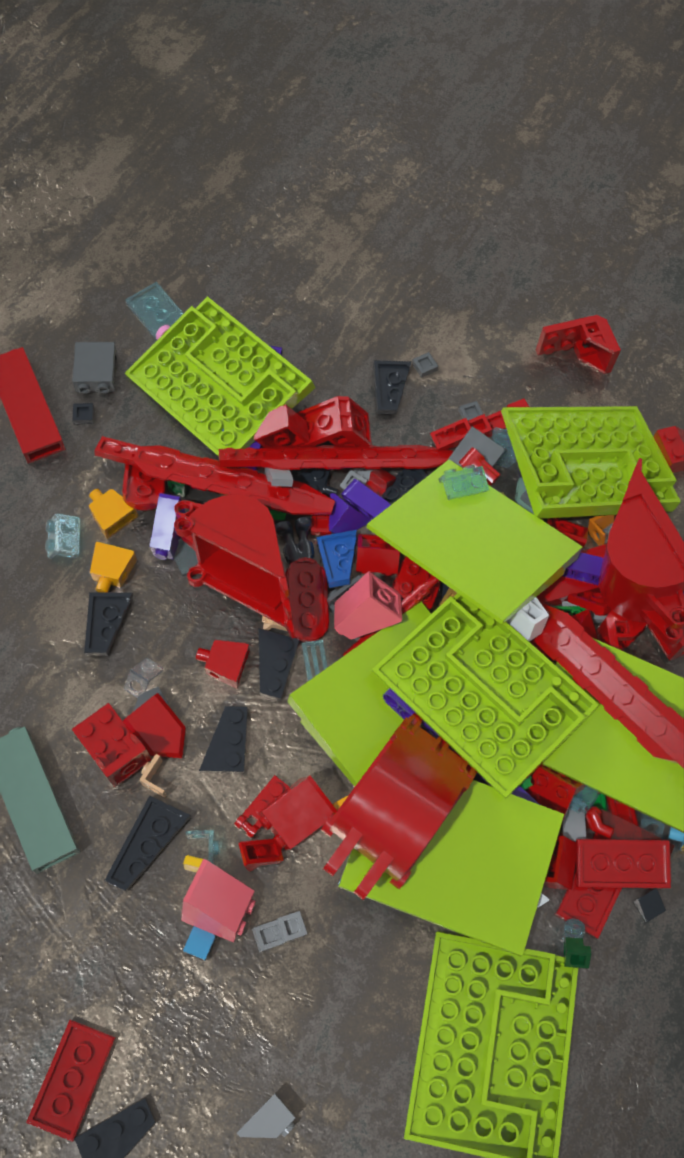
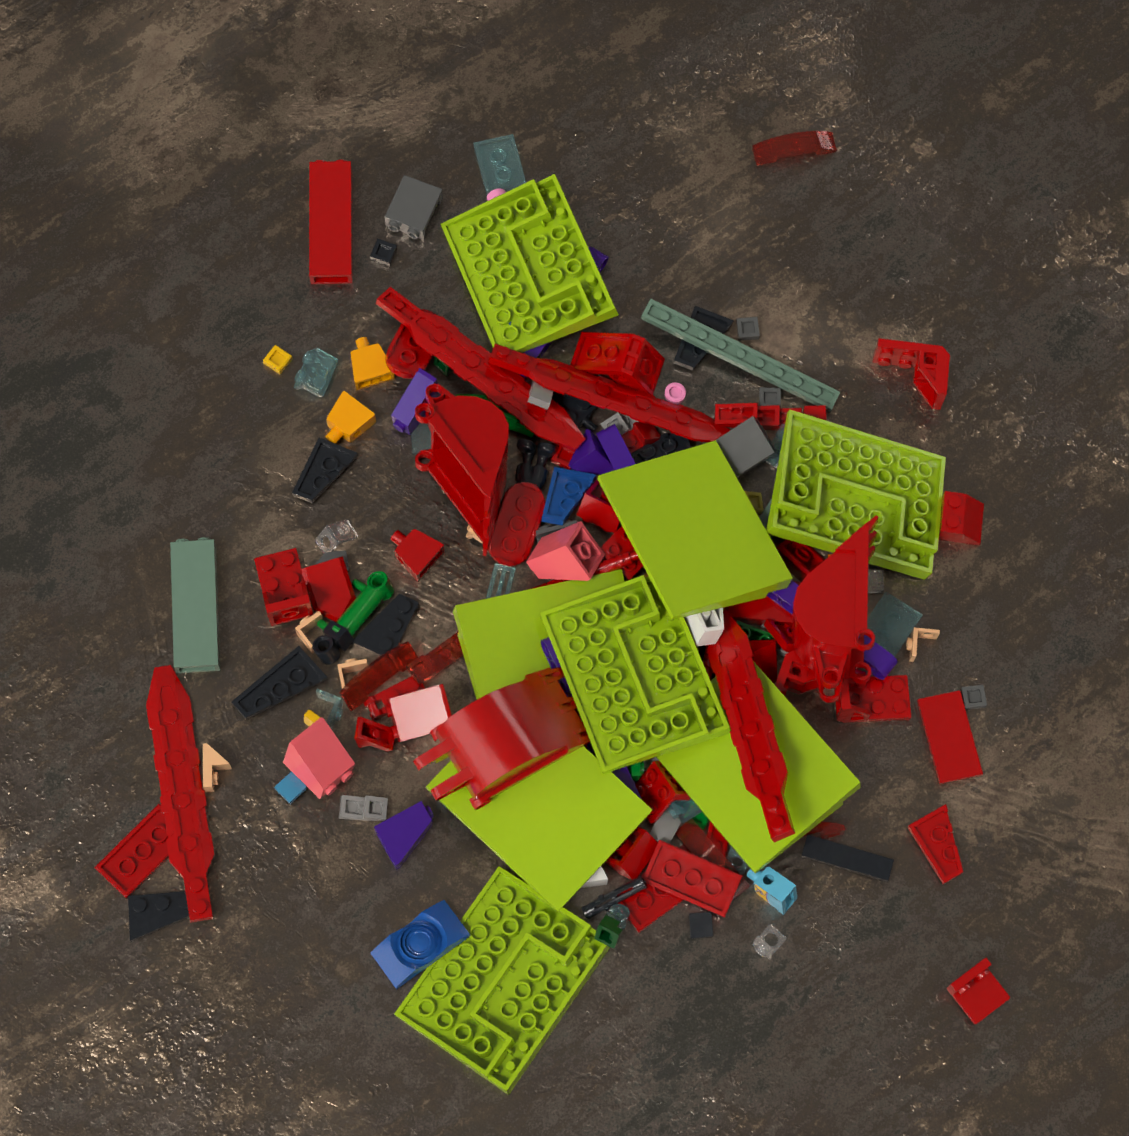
camera: 25 degrees right, 5 degrees up
(22, 539) = (277, 359): none -> yellow tile
(89, 997) = (181, 788): none -> red plate
(107, 951) = (211, 762): none -> light nougat slope
(185, 767) = (340, 633): none -> green piece
(208, 794) = (349, 666): none -> light nougat bracket
(236, 791) = (377, 673): none -> clear red slope
(269, 1121) = (289, 950): light grey slope -> none
(275, 662) = (462, 572): black wing -> none
(282, 428) = (566, 345): red slope -> none
(288, 753) = (436, 660): none -> clear red slope
(331, 939) = (404, 832): none -> dark purple slope
(390, 213) = (793, 144): none -> clear red slope
(390, 437) = (675, 393): none -> bright pink tile
(396, 1050) = (419, 943): none -> blue slope
(429, 385) = (739, 355): none -> sand green plate
(464, 482) = (713, 470): clear light blue bracket -> none
(475, 458) = (738, 455): red piece -> none
(561, 915) = (591, 910): none -> black pin
(596, 825) = (684, 837): red arm -> none

